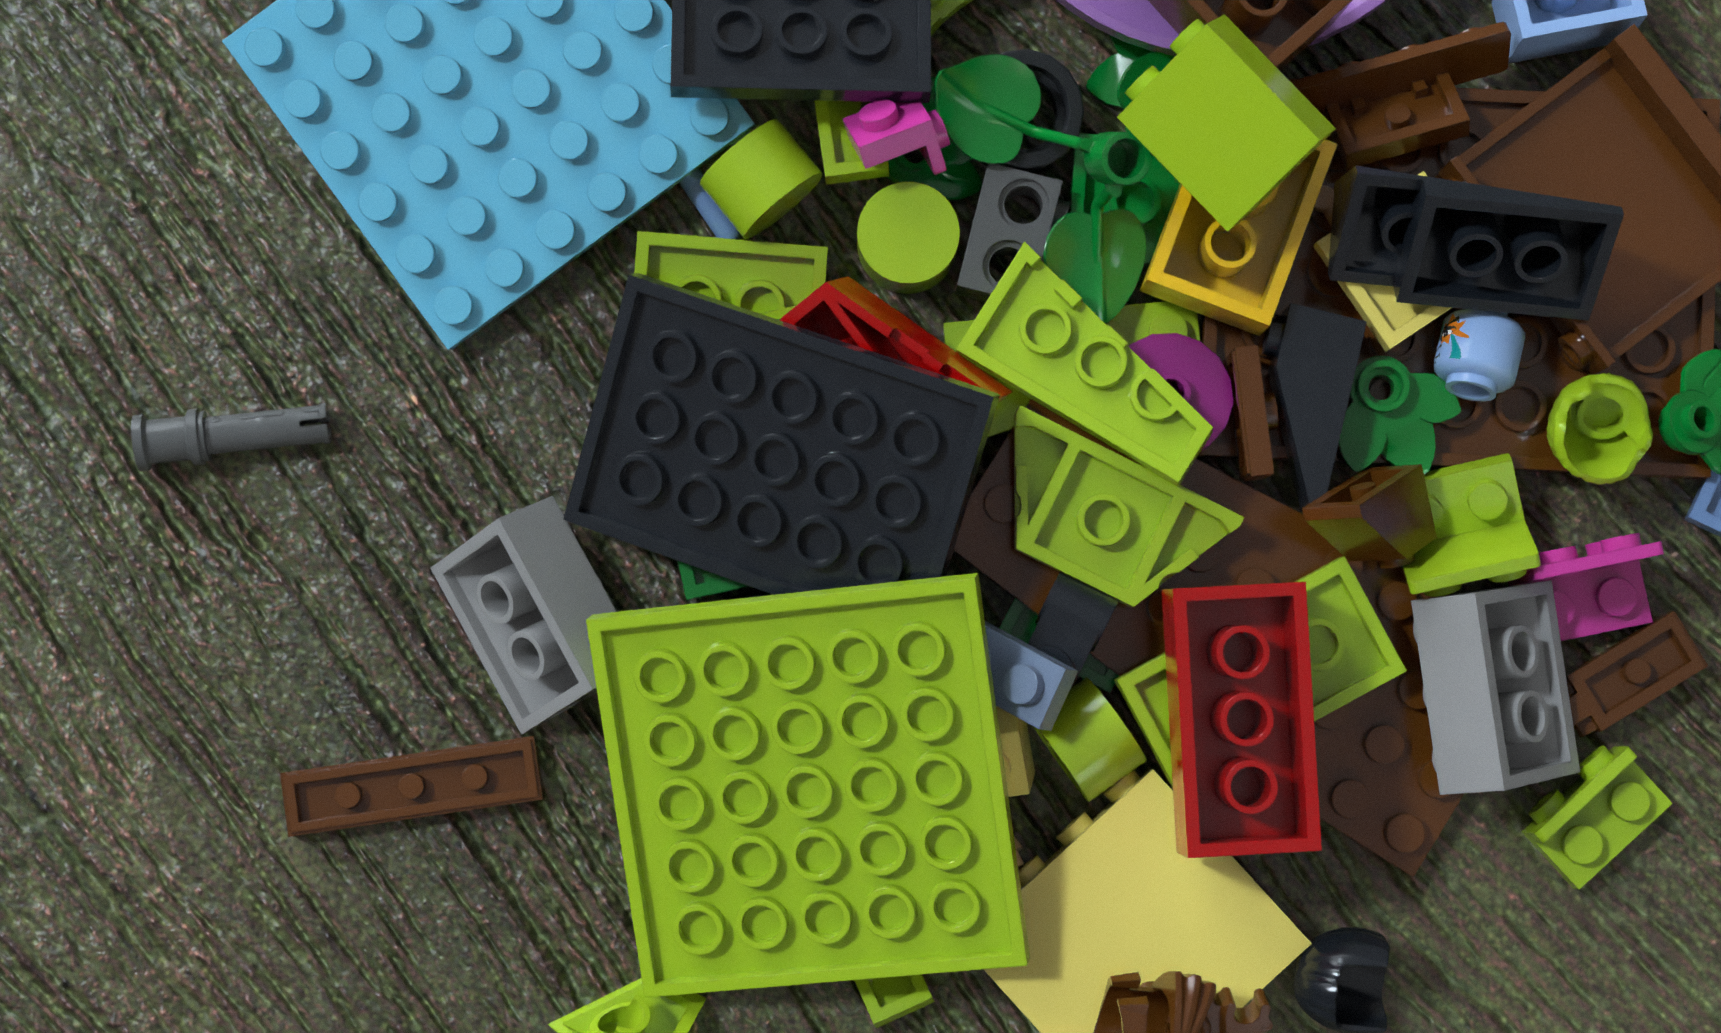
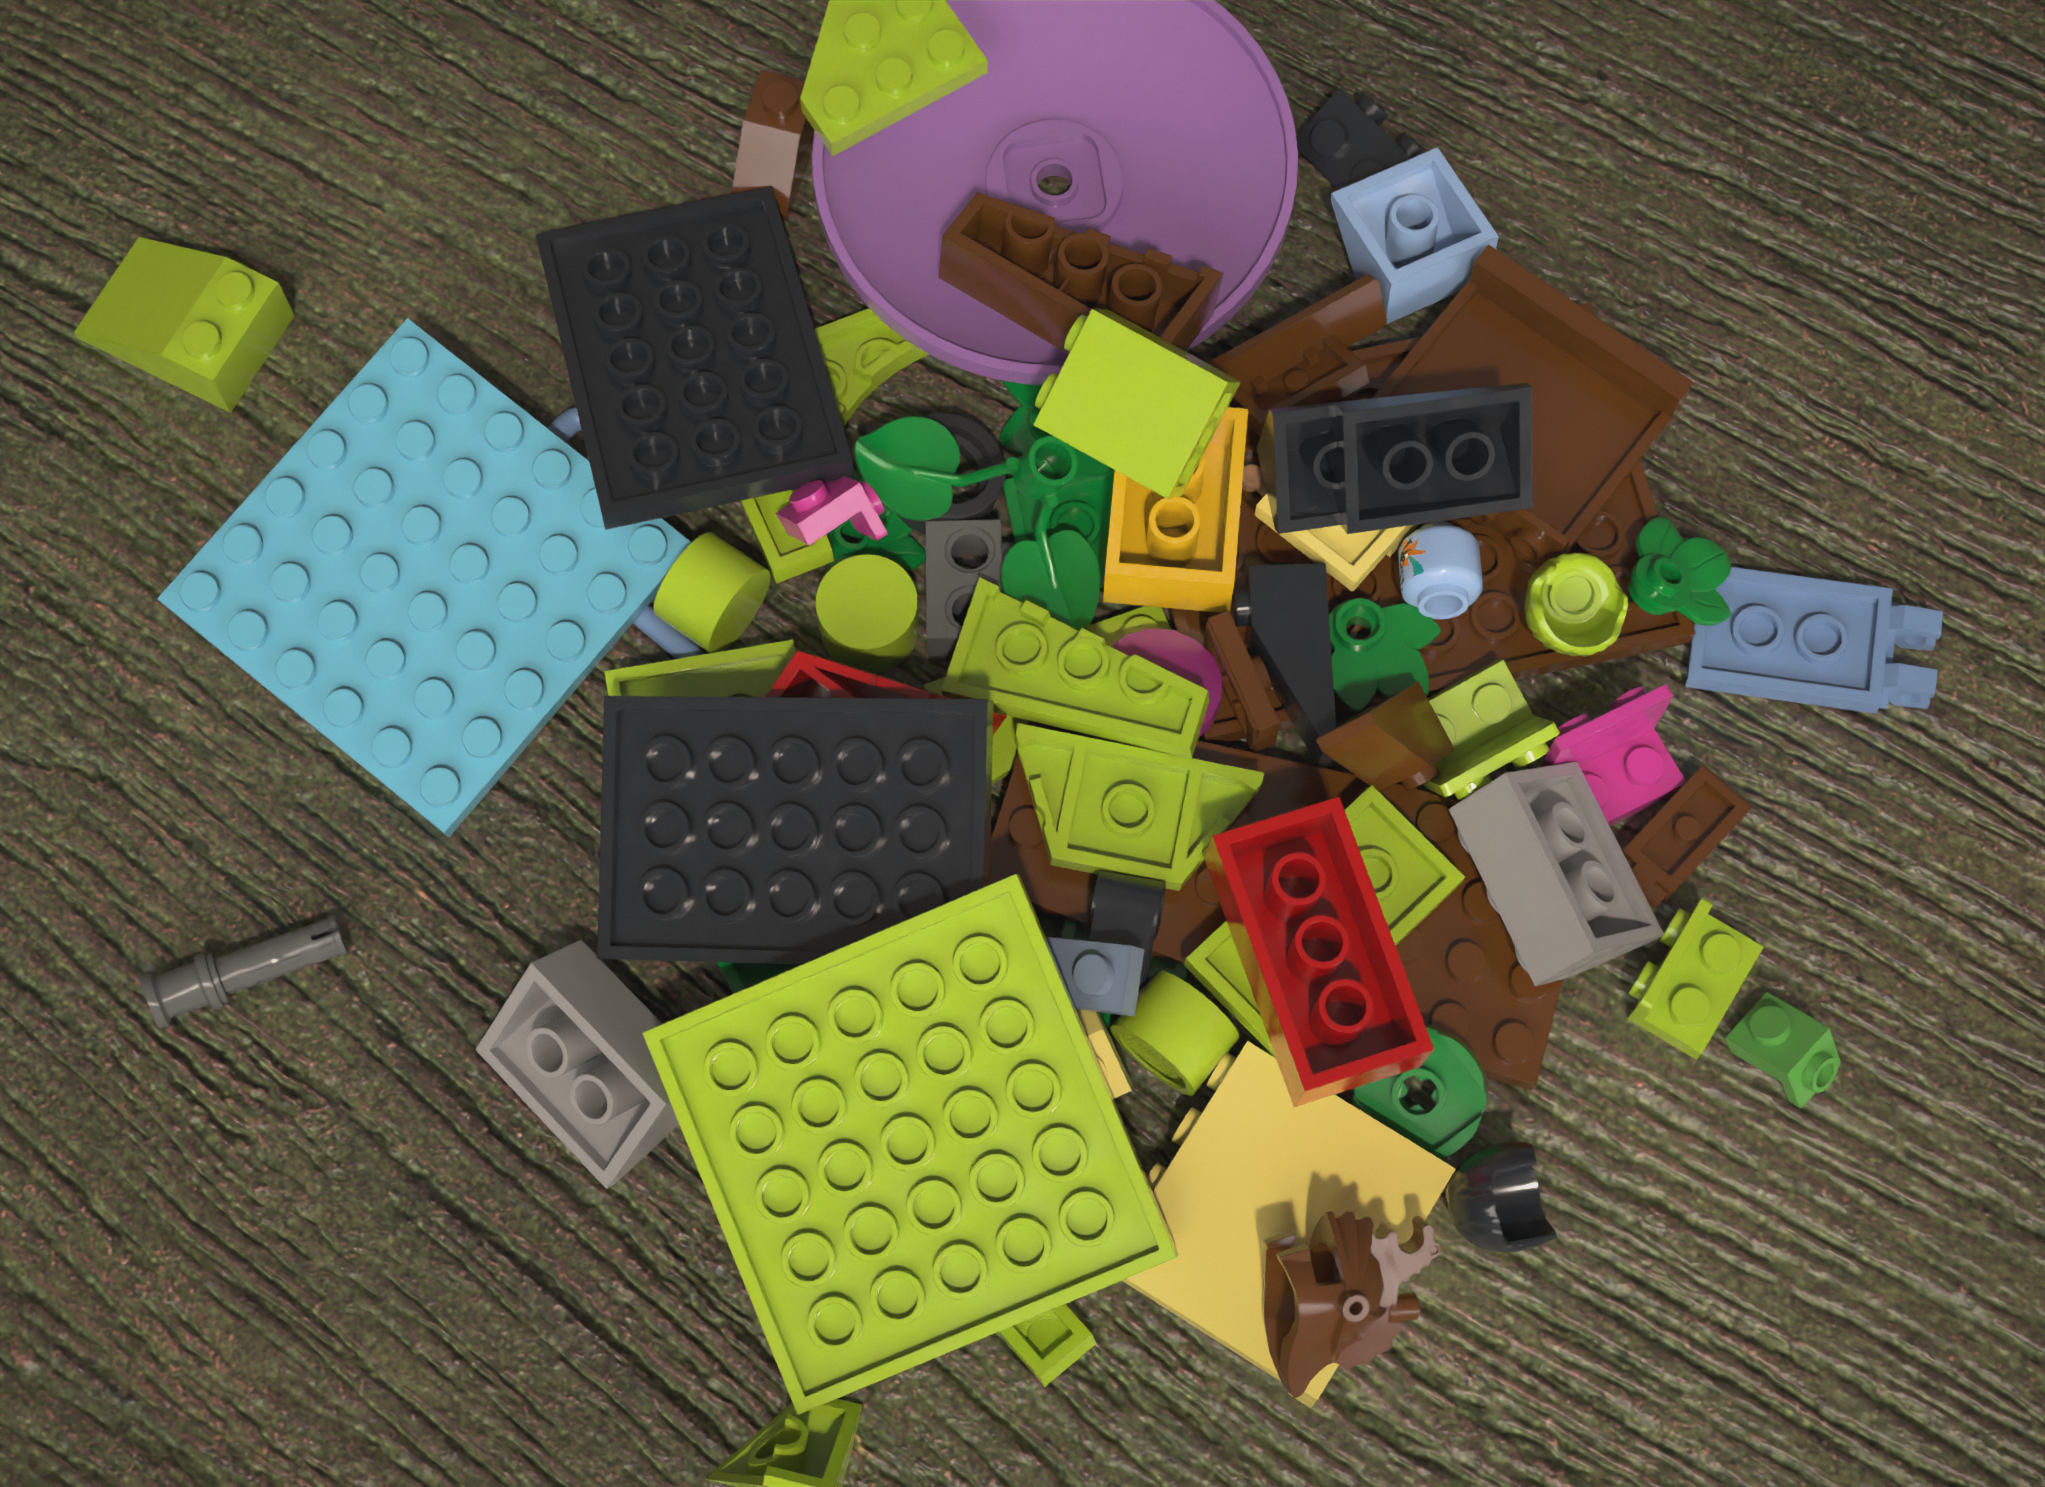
camera: 15 degrees left, 15 degrees down
(412, 786) = (505, 1270): reddish brown tile -> none
(1334, 875) = (1458, 1097): none -> green plate
(1661, 905) = (1787, 1048): none -> bright green bracket

